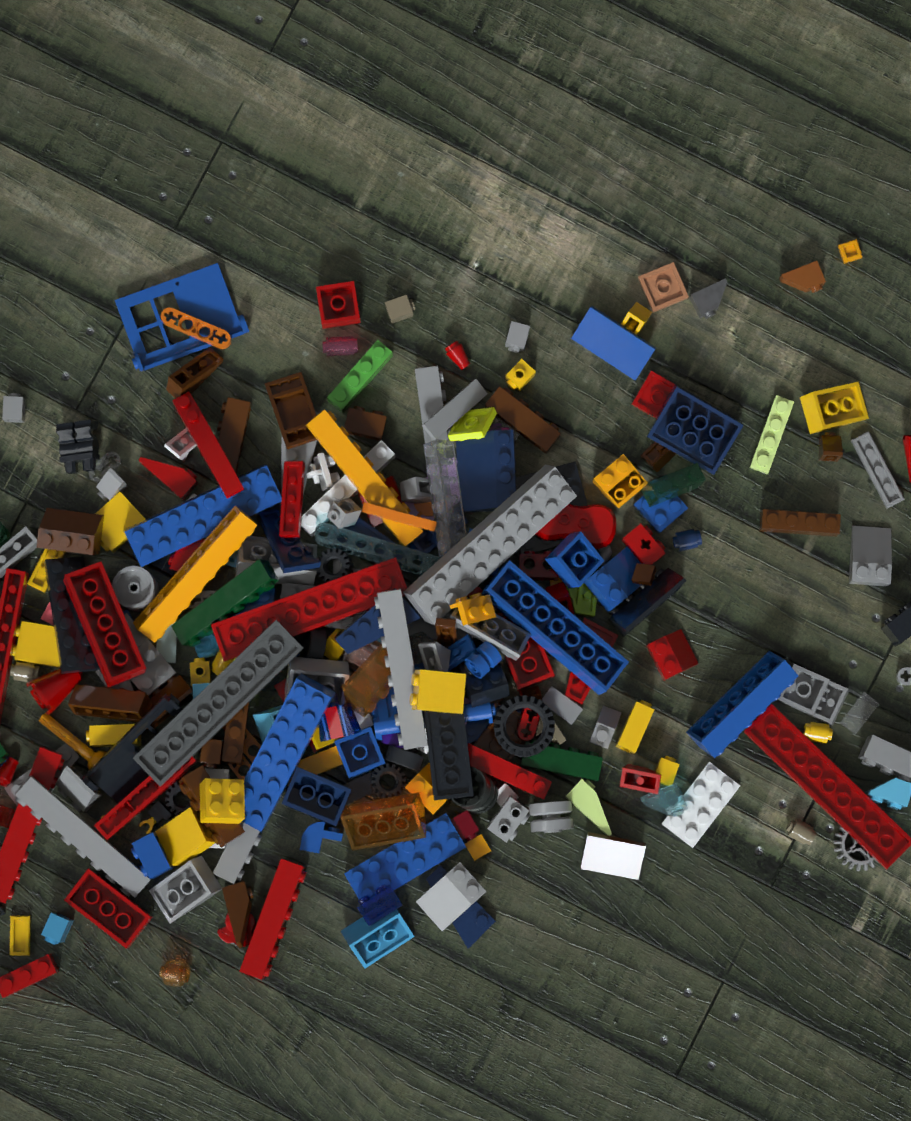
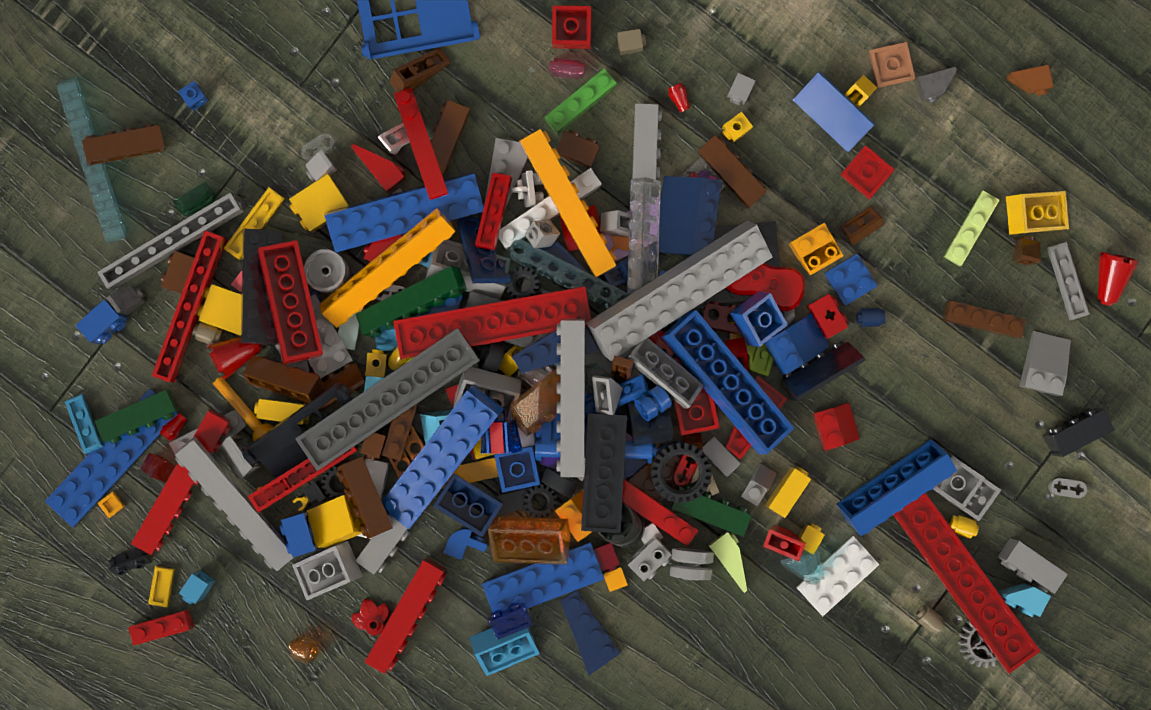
camera: 10 degrees right, 5 degrees up
(14, 408) = (238, 74): light grey brick -> none
(70, 531) = (273, 205): reddish brown slope -> none
(78, 449) = (294, 125): black hips -> none
(108, 908) = (249, 576): red brick -> none
(196, 327) = (429, 25): orange beam -> none
(222, 801) = (375, 495): yellow brick -> none
(239, 908) = (375, 598): reddish brown slope -> none
(292, 409) = (509, 122): reddish brown slope -> none
(399, 516) = (595, 247): orange beam -> none
(438, 691) = (603, 427): yellow brick -> none
(451, 896) = (581, 623): light grey slope -> none
(454, 409) = (667, 150): light grey tile -> none
(472, 424) = (682, 168): neon yellow plate -> none
(475, 609) = (654, 352): light orange bracket -> none
(613, 855) = (744, 611): tile -> none
(644, 574) = (823, 344): reddish brown tile -> none
(673, 485) = (868, 261): clear green brick -> none
(694, 429) = (898, 210): dark blue slope -> none
(850, 251) = (1080, 61): light orange tile -> none
(859, 713) = (1007, 514): clear tile -> none

